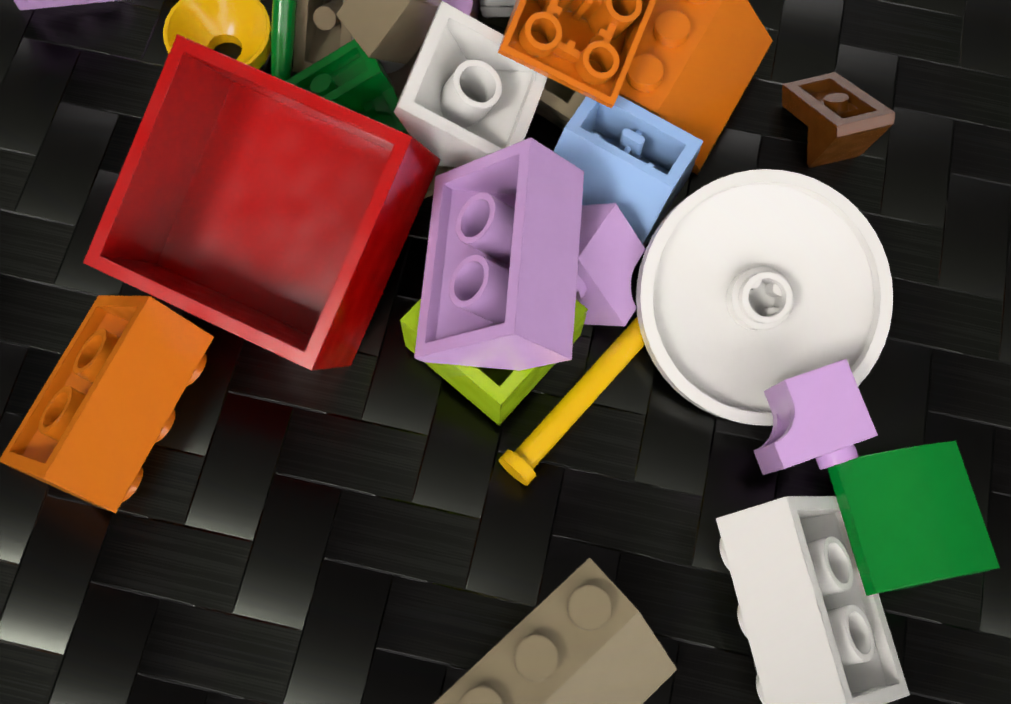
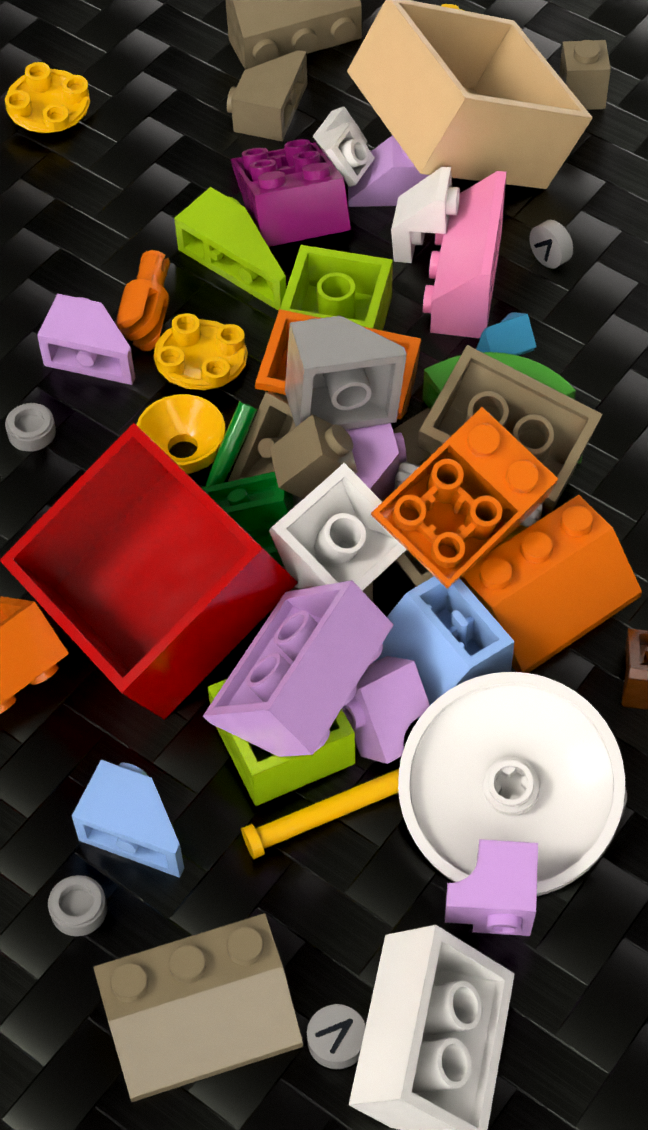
camera: 30 degrees right, 15 degrees down
(38, 85) = (30, 427): none -> light grey tile
(359, 621) = (77, 905): none -> light grey tile
(372, 498) = (128, 818): none -> light blue slope
(709, 647) = (335, 1036): none -> light grey tile
(912, 517) = (555, 1006): green slope -> none

